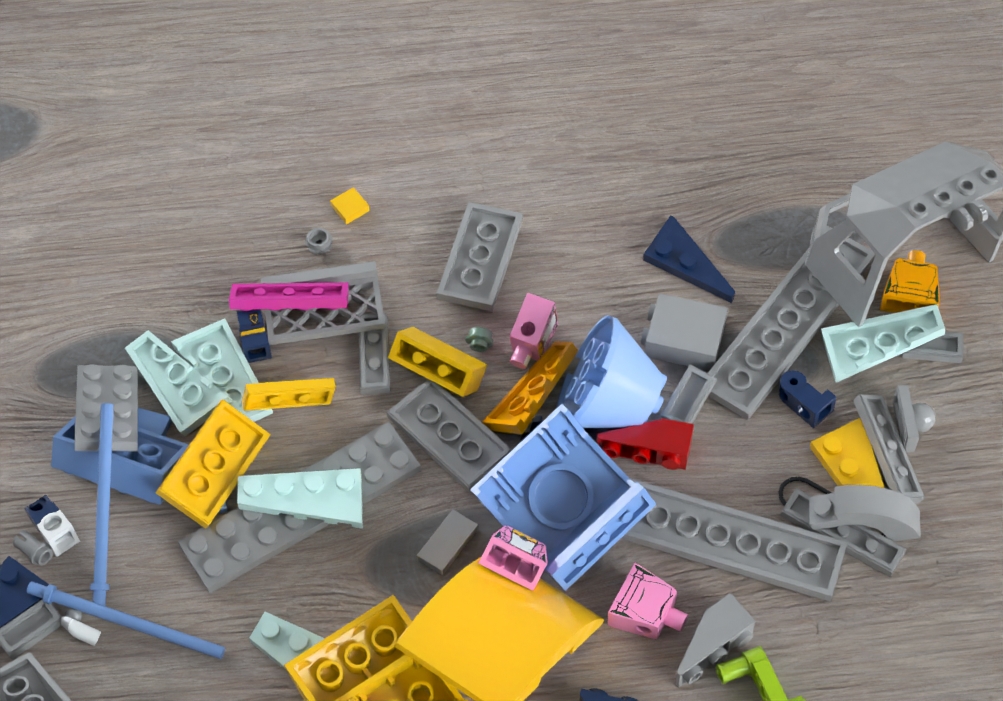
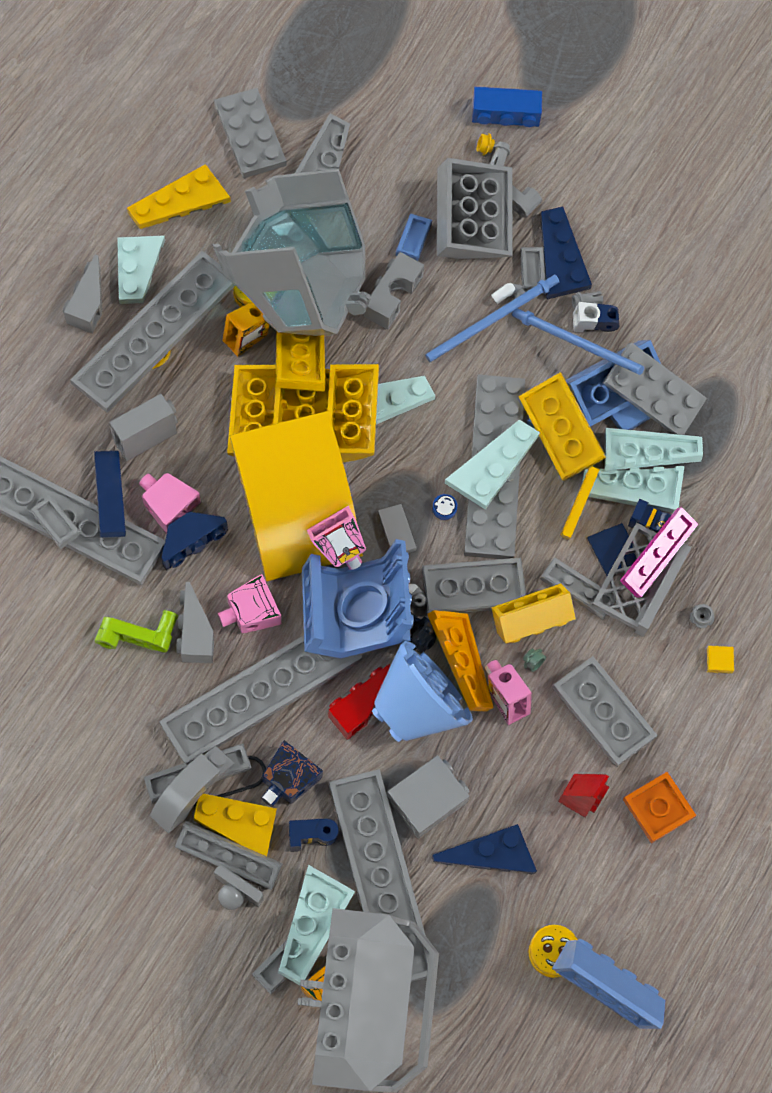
camera: 120 degrees right, 10 degrees up
(307, 356) = (608, 546): none -> dark blue window
(385, 518) = (444, 507): none -> tile
(531, 166) = (659, 807): none -> orange plate
(575, 207) = (585, 792): none -> red slope
(689, 395) = (374, 754): light grey tile -> none
(718, 95) = (610, 985): none -> medium blue slope
(724, 162) = (546, 948): none -> yellow head
(773, 451) = (289, 775): none -> torso

